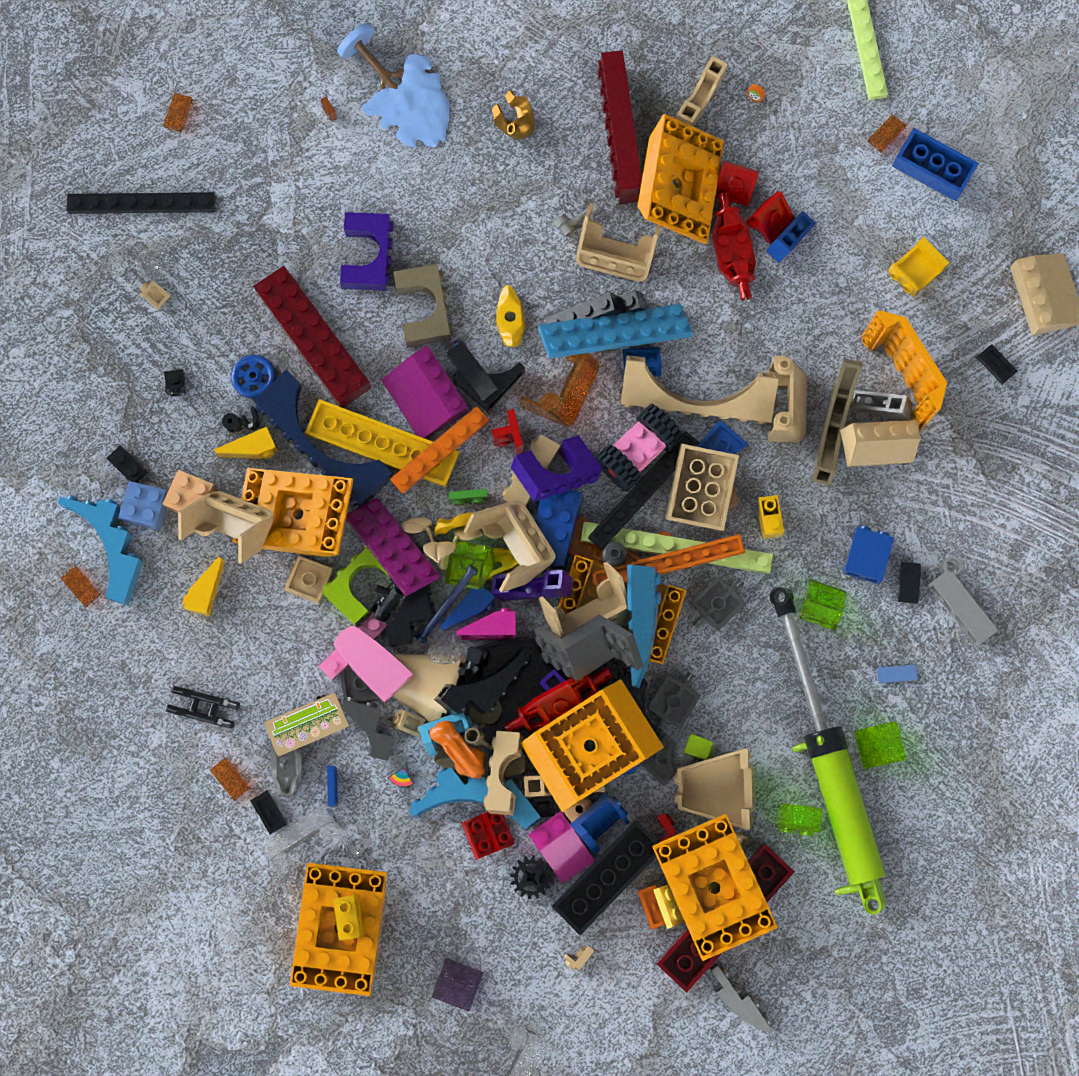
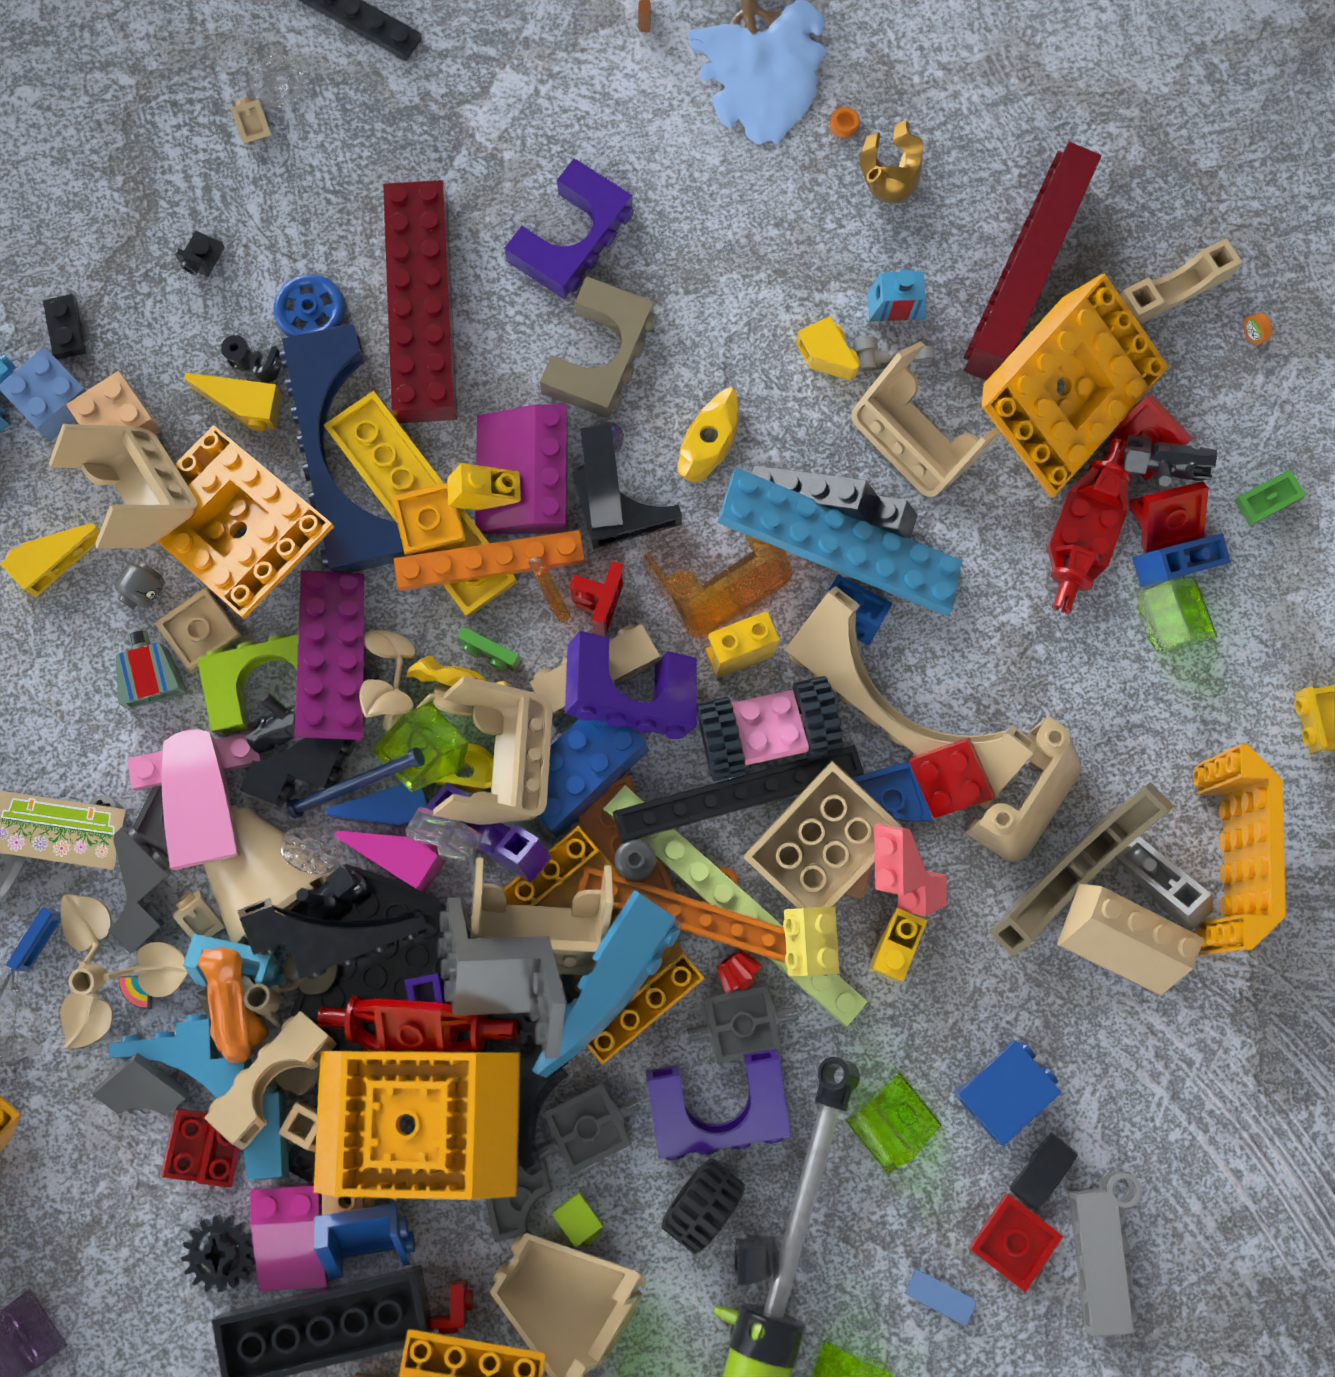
camera: 30 degrees right, 0 degrees up
(262, 575) = (138, 585): none -> dark grey head
(298, 617) = (146, 673): none -> torso
(382, 807) = (82, 1013): none -> tan plant
(393, 448) = (427, 521): none -> light orange tile
(412, 414) = (482, 487): none -> yellow slope
(436, 822) = (140, 1086): none -> dark grey tile
(473, 107) = (844, 122): none -> orange tile
(481, 445) = (549, 589): none -> clear orange tile
(517, 598) = (450, 835): none -> clear slope
(542, 235) = (826, 350): none -> yellow slope
(564, 184) = (897, 296): none -> dark azure torso
(598, 414) = (742, 644): none -> yellow panel
(699, 578) = (738, 971): none -> red piece
(727, 539) = (811, 941): none -> light yellow bracket
(745, 416) = (951, 778): none -> red plate
(751, 476) = (903, 873): none -> coral arch
(753, 190) = (1168, 460): none -> black piece
(756, 700) = (703, 1206): none -> black tyre
(757, 642) = (760, 1120): none -> dark purple arch
(795, 710) = (753, 1259): none -> black slope
(805, 267) = (1176, 615): none -> clear neon green slope
(815, 178) = (1270, 497): none -> bright green plate
(916, 624) = (1015, 1242): none -> red plate

